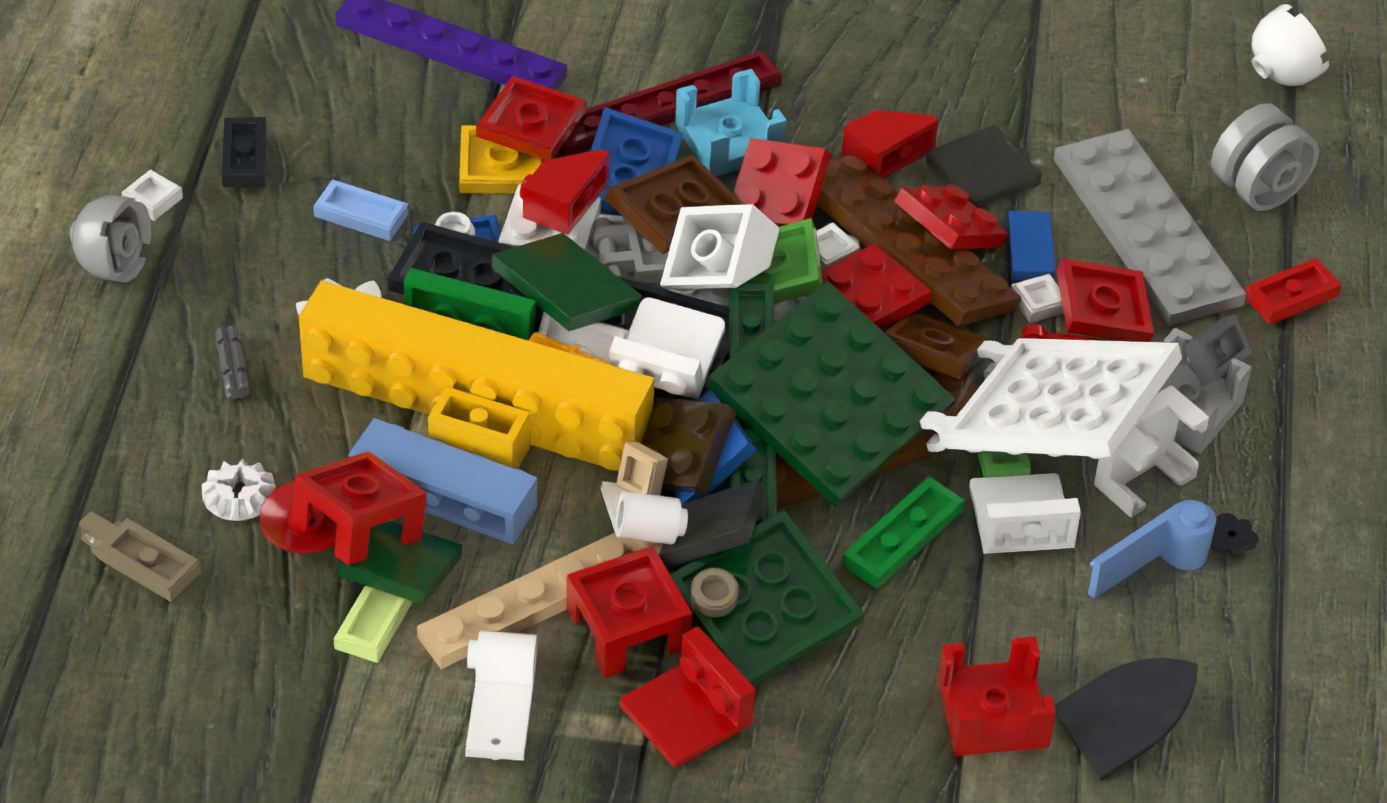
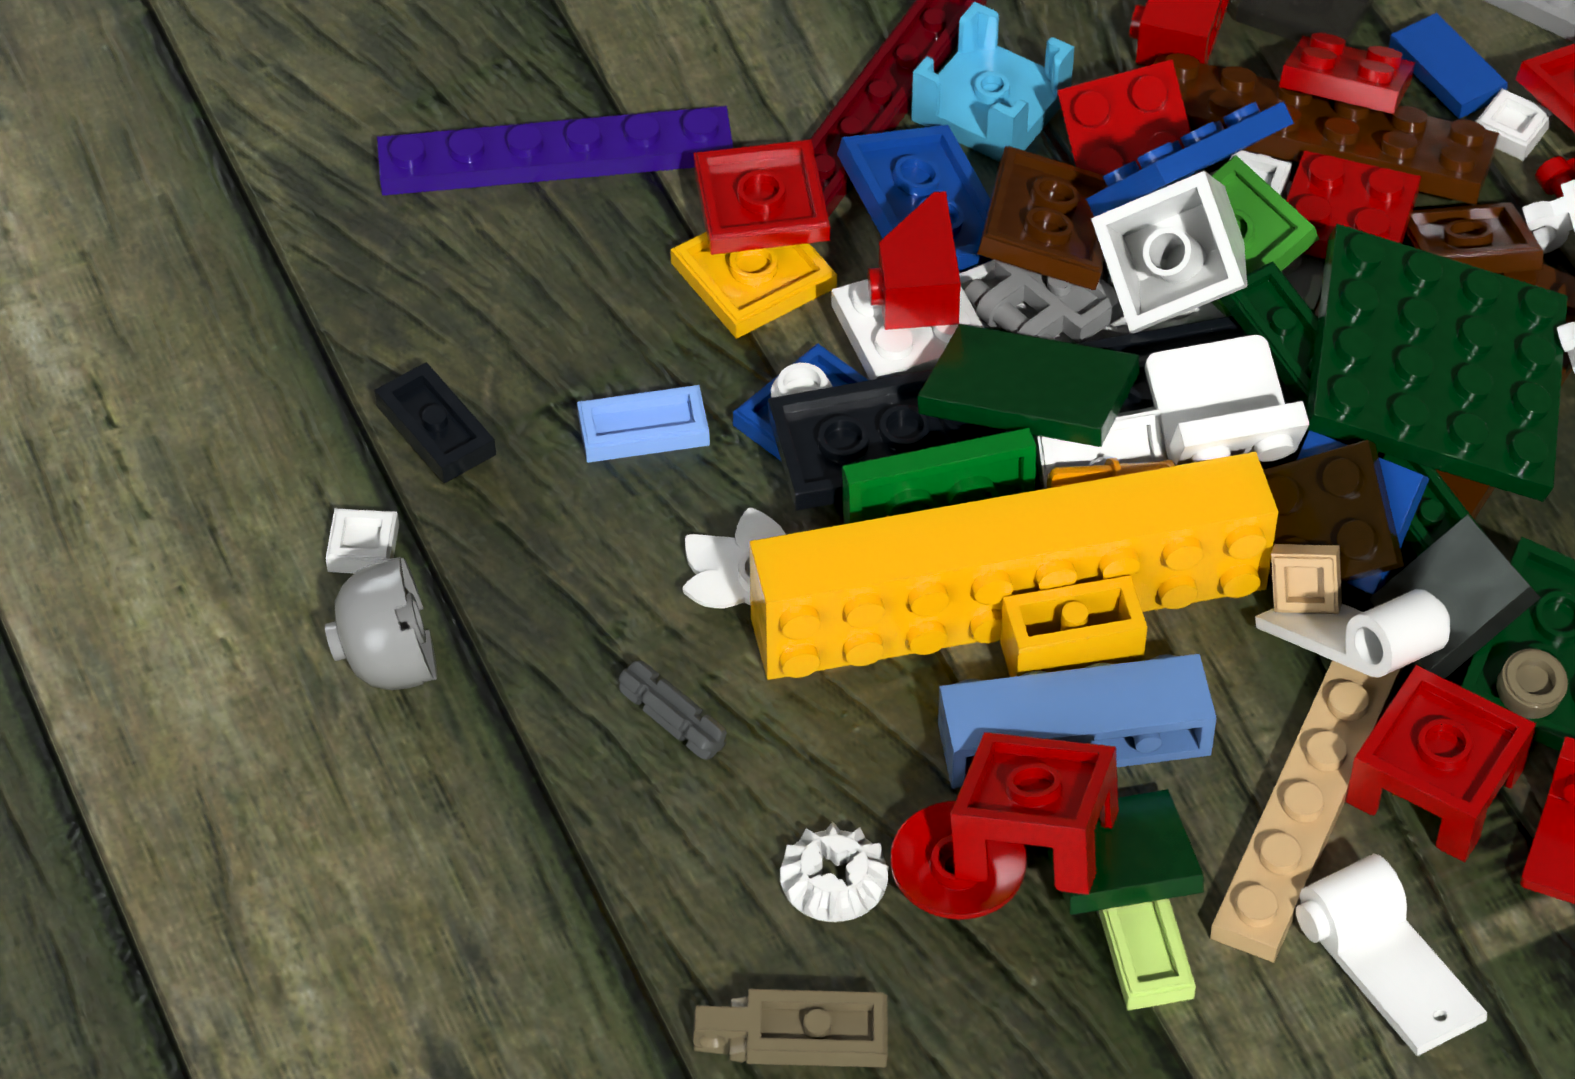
camera: 30 degrees left, 5 degrees up
(782, 202) = (1202, 149): none -> blue plate

